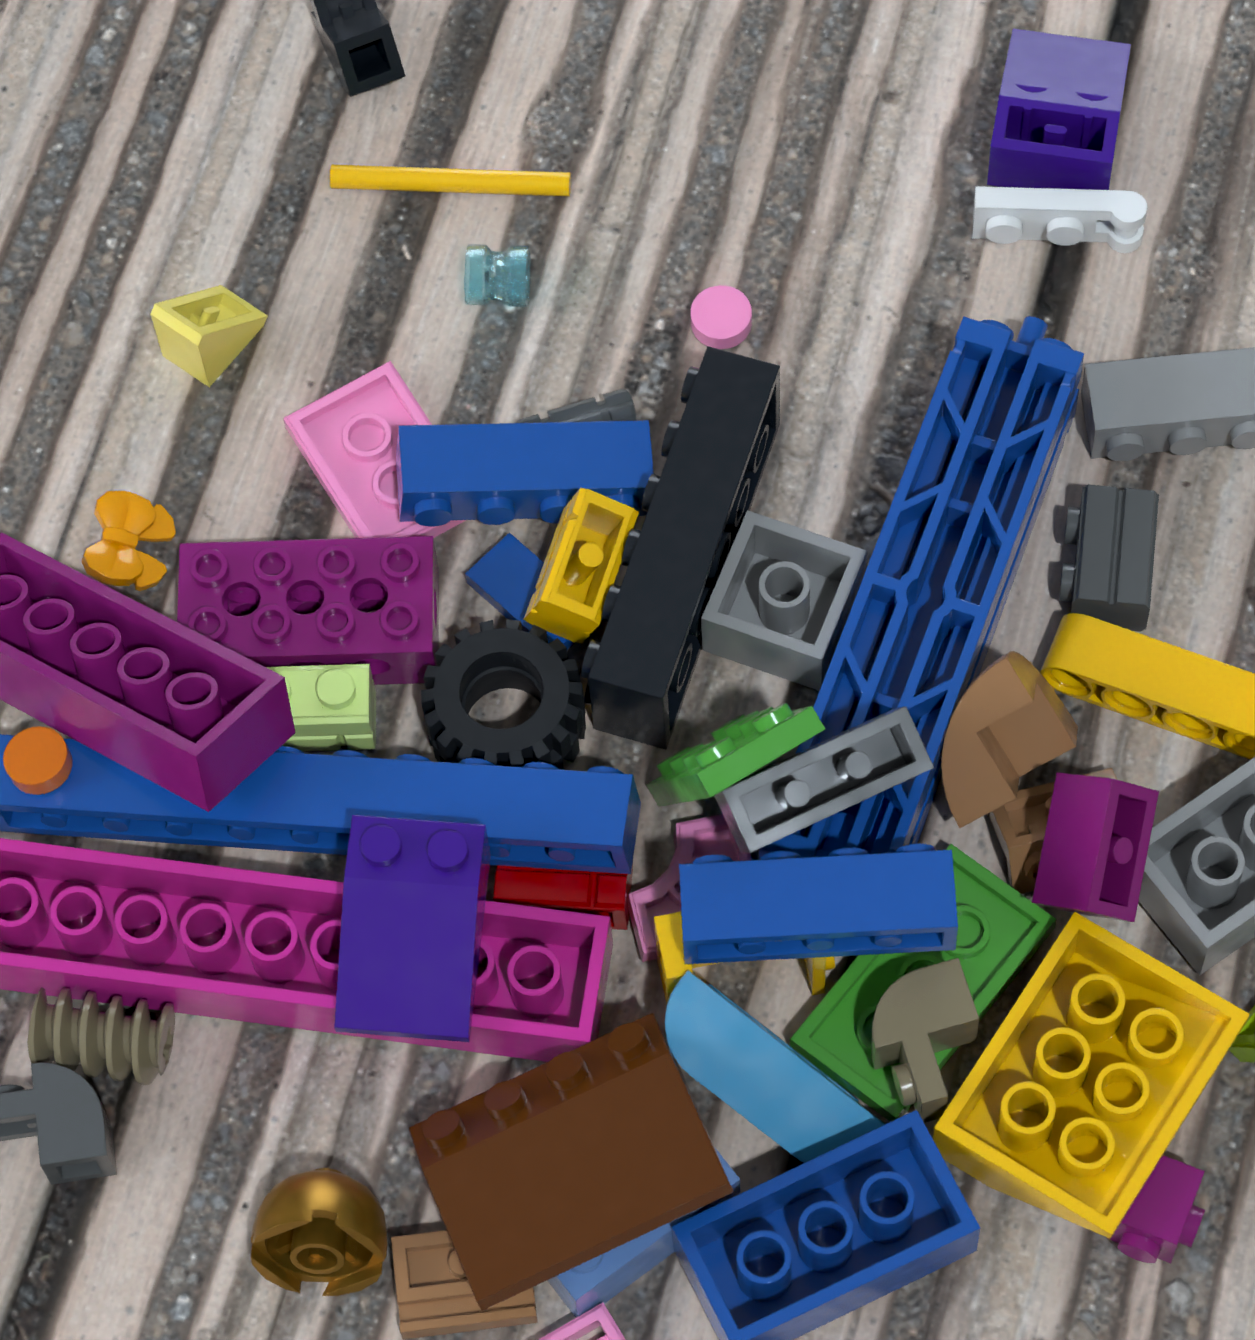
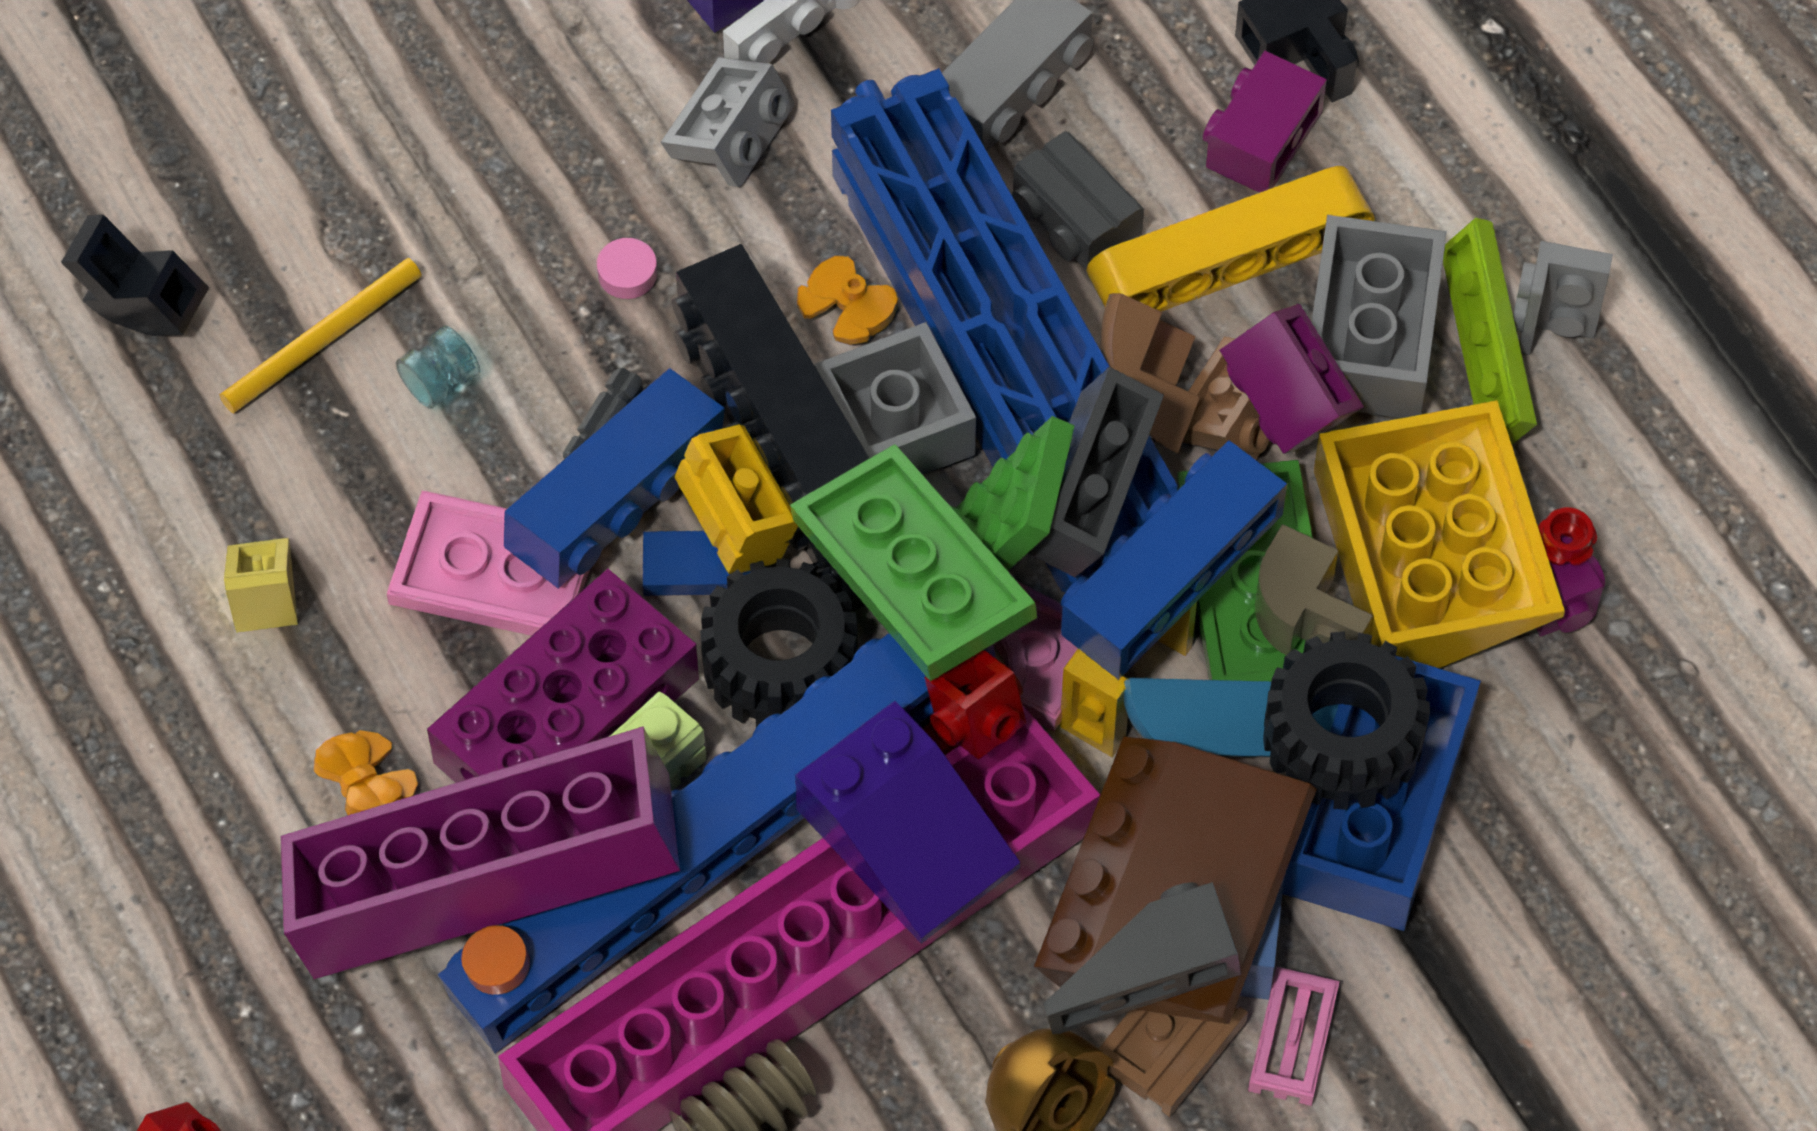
camera: 50 degrees left, 5 degrees down
(465, 1202) = (1156, 956): none -> dark grey slope
(556, 881) = (976, 704): none -> red brick
(613, 730) = (913, 562): none -> bright green plate
(827, 1105) = (1354, 676): none -> black tyre
(865, 500) = (864, 306): none -> light orange piece
(920, 265) = (731, 118): none -> light grey bracket
(1195, 1165) = (1572, 524): none -> red plate

